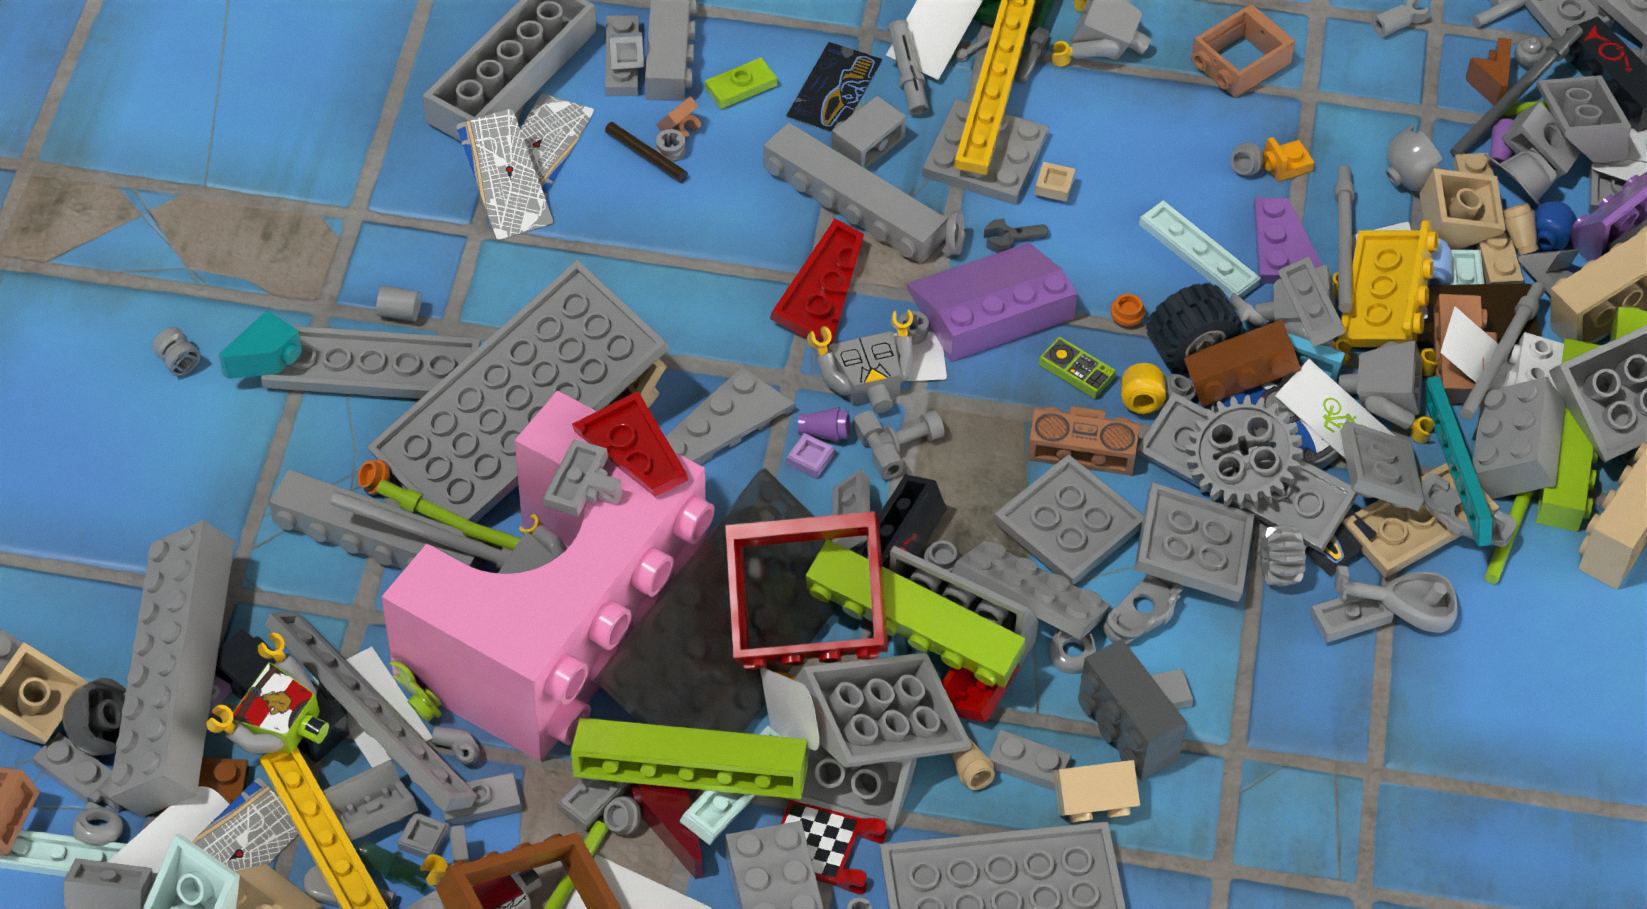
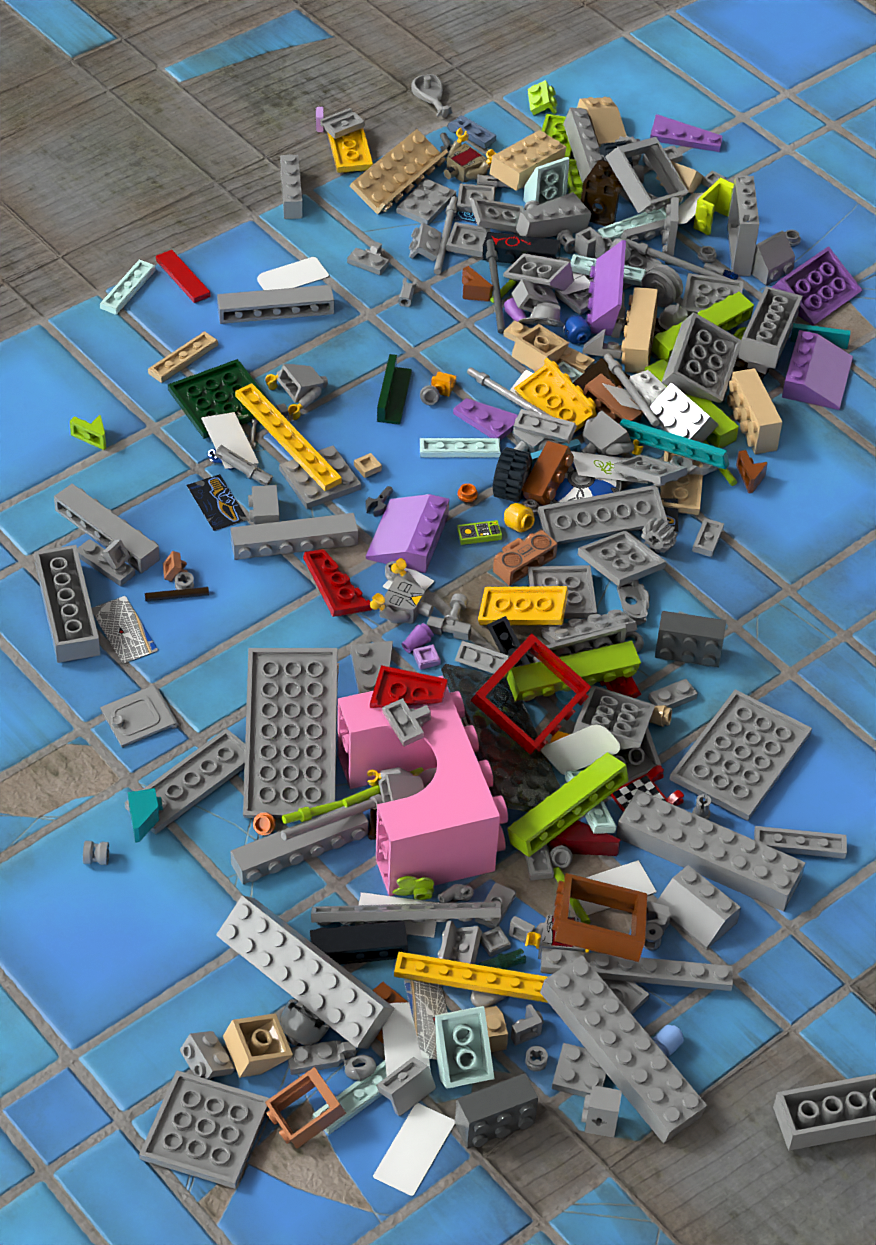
camera: 50 degrees left, 5 degrees down
(275, 709) = (380, 939): torso -> none
(398, 303) = (166, 746): light grey piece -> none
(430, 249) = (142, 714): none -> light grey container
(504, 174) = (135, 651): light grey sticker -> none
(741, 83) = (175, 531): lime plate -> none
(954, 233) = (361, 518): light grey piece -> none
(990, 492) = (524, 605): none -> yellow plate
(1096, 789) = (716, 680): tan brick -> none
(1210, 119) = (393, 392): none -> dark green panel
(1247, 312) = (528, 448): light grey piece -> none
(1250, 481) = (615, 514): light grey gear -> none
(1260, 32) = (359, 339): nougat window -> none
(1411, 159) = (497, 342): light grey cylinder -> none
(1416, 597) = (721, 510): light grey piece -> none
(1521, 227) = (570, 335): tan cone -> none
(1528, 586) = (751, 473): none -> dark orange slope
(1529, 52) = (477, 265): light grey plate -> none

